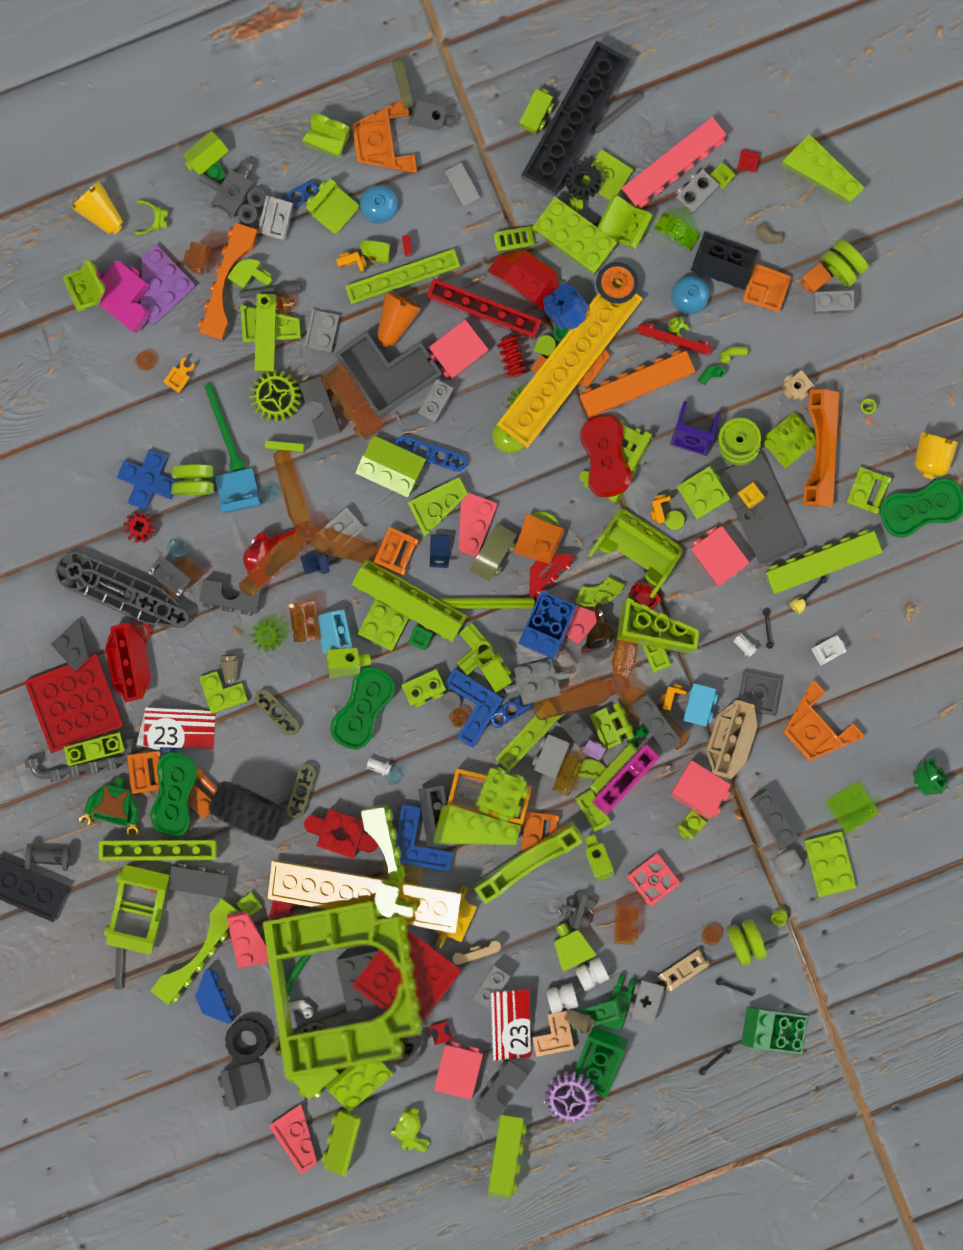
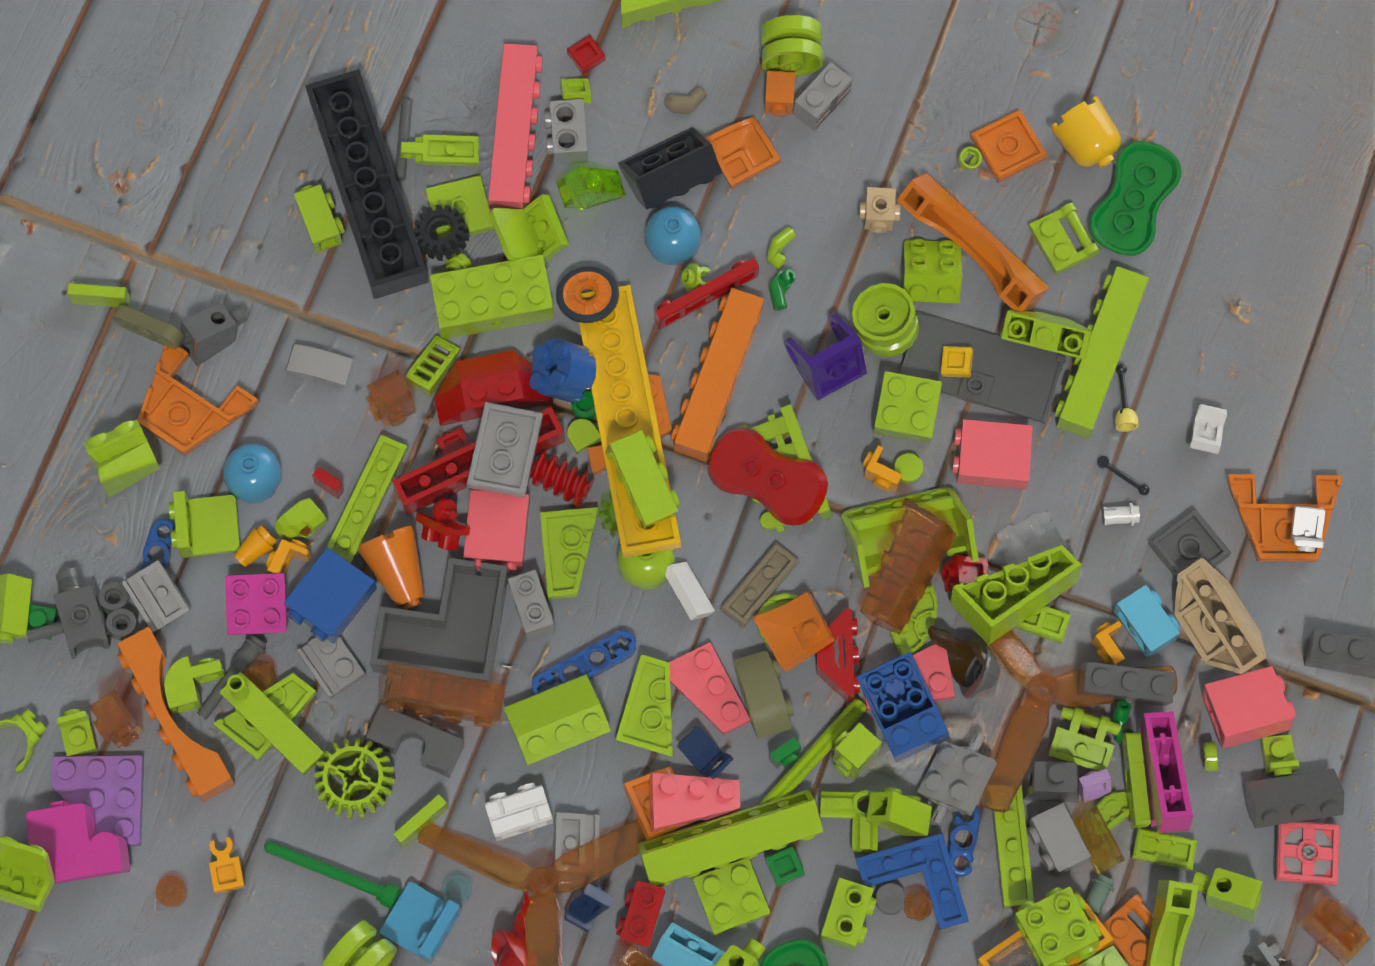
camera: 50 degrees left, 15 degrees down
(177, 244) = (77, 732): none -> lime bracket
(315, 269) = (255, 604): none -> dark pink hinge
(330, 594) = (642, 915): none -> red bracket
(331, 489) = (518, 812): none -> white brick
(344, 241) = (255, 546): none -> light orange cone
(349, 302) = (329, 596): none -> blue brick
(397, 42) = (98, 295): none -> lime tile
(409, 563) = (690, 798): none -> coral wing
(435, 323) = (442, 526): none -> red hips
(474, 237) = (390, 400): none -> clear orange brick
(475, 590) = (786, 754): none -> green plate
(480, 391) = (566, 548): none -> lime wing
(483, 287) = (452, 441): none -> red tile
(498, 318) = (504, 450): none -> light grey tile
(504, 622) = (855, 751): none -> lime brick
(513, 470) = (688, 591): none -> white tile
(541, 401) = (643, 478): none -> lime wedge
(542, 797) = (1099, 893): none -> sand green pin
(548, 501) = (759, 585): none -> dark tan tile
(619, 566) = (907, 567): none -> clear orange wedge
(629, 139) = (442, 150): none -> lime hinge
(659, 793) = (1210, 756): none -> lime tile
(674, 851) = (1294, 798): none -> dark grey brick
(806, 527) = (1047, 332): none -> lime slope
(818, 743) = (1307, 528): none -> white bracket
(894, 418) = (1008, 146): none -> orange tile

